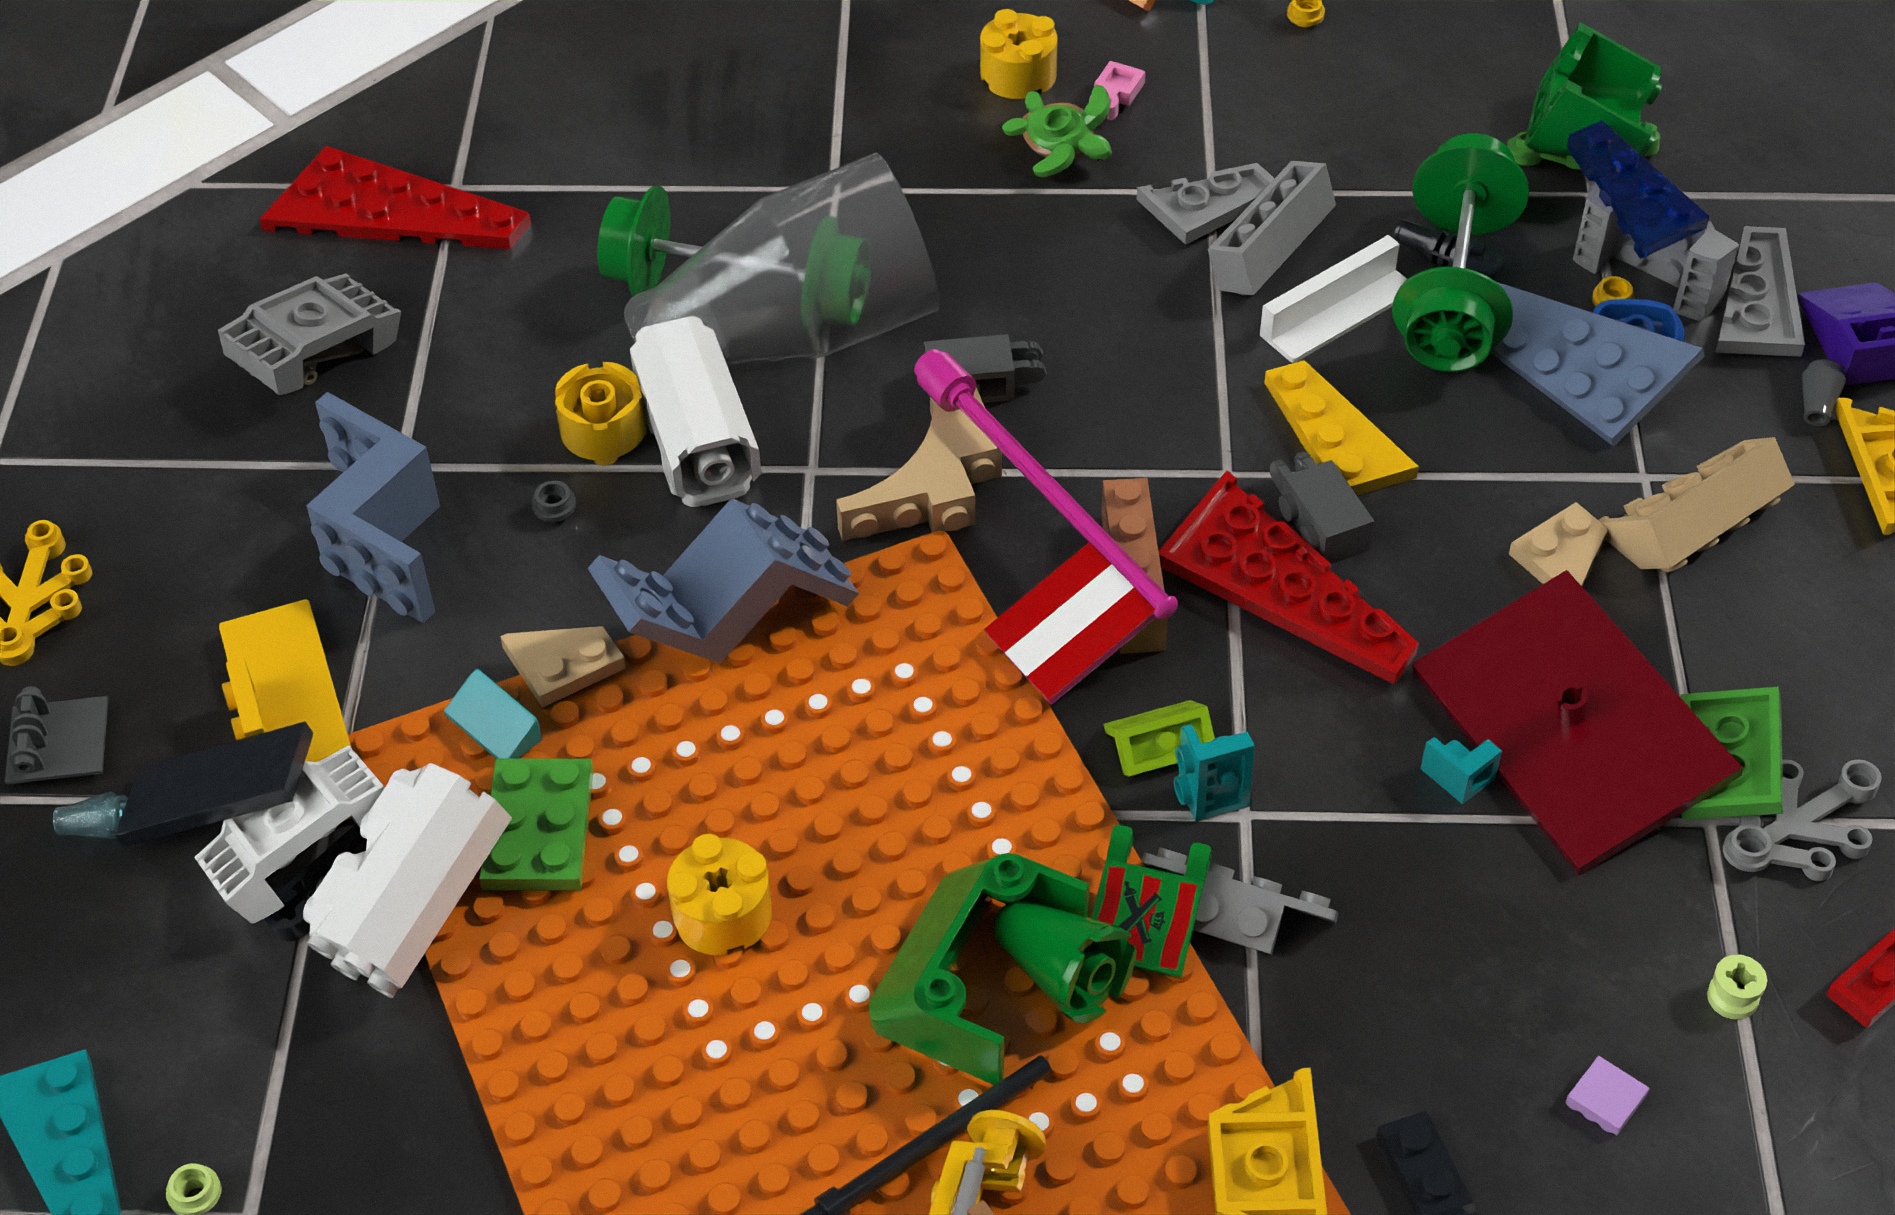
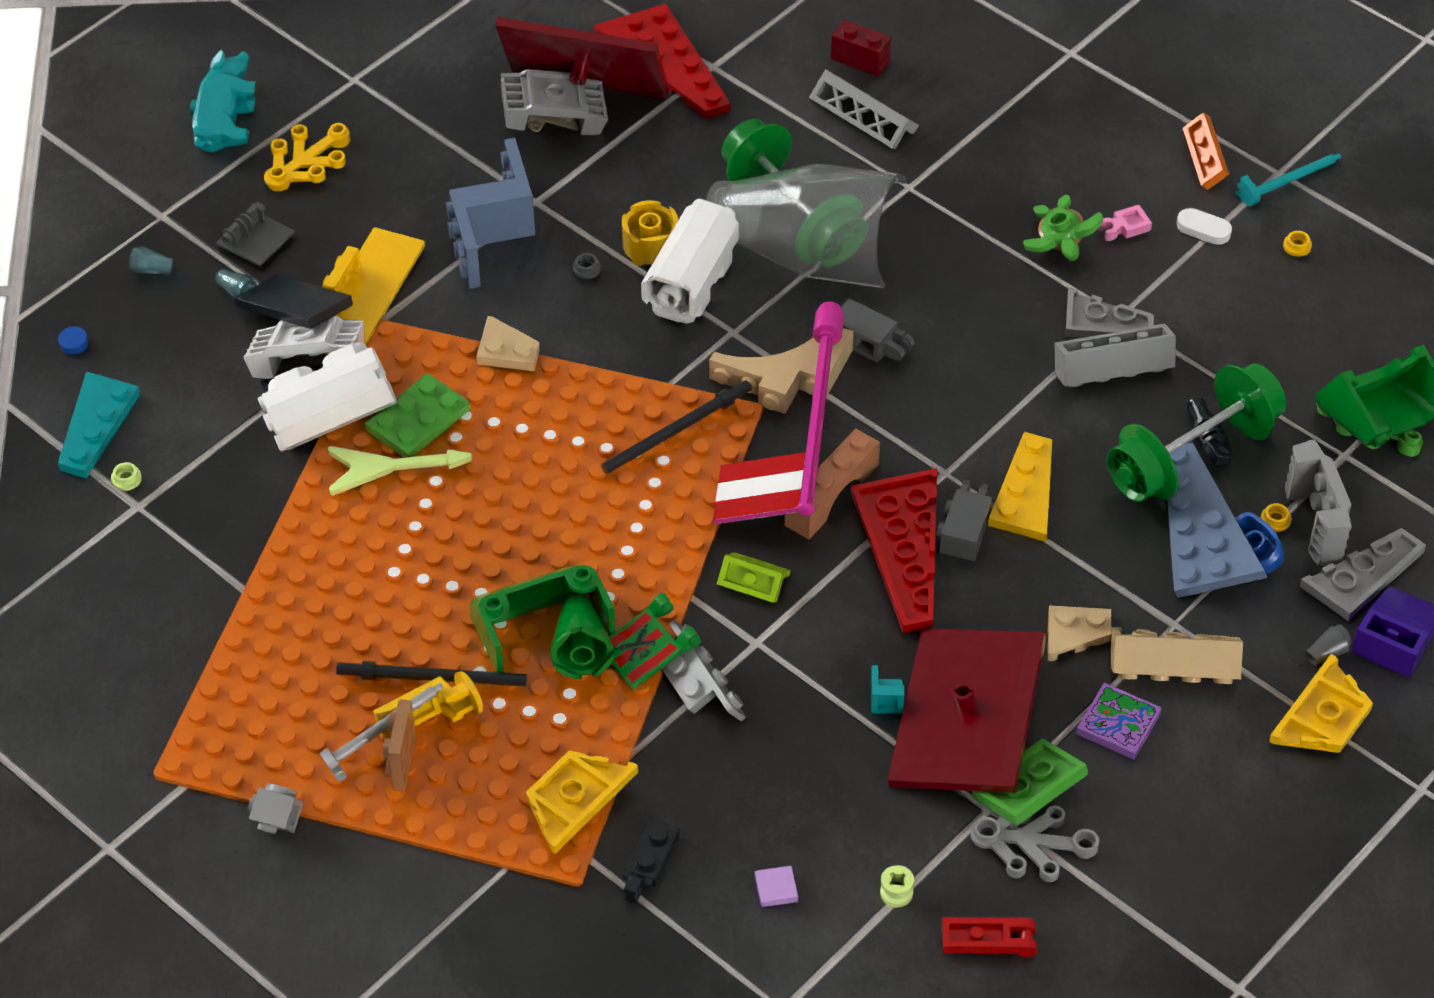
camera: 40 degrees right, 0 degrees up
(348, 234) = (616, 61): none -> dark red piece
(493, 718) = (445, 354): teal slope -> none
(542, 932) = (368, 466): none -> yellowish green piece
(621, 67) = (860, 47): none -> dark red brick
(692, 119) = (871, 104): none -> light grey fence
(719, 895) = (457, 501): yellow brick -> none
(723, 581) = (606, 354): sand blue bracket -> none
(902, 552) = (722, 400): none -> black bar
(1018, 54) = (1088, 169): yellow brick -> none
(1193, 47) = (1204, 226): none -> white tile
(1214, 774) = (748, 607): teal bracket -> none
(1333, 301) = (1103, 417): white panel -> none
(1640, 195) = (1323, 459): clear blue wing -> none
(1722, 620) = (1118, 721): none -> tile

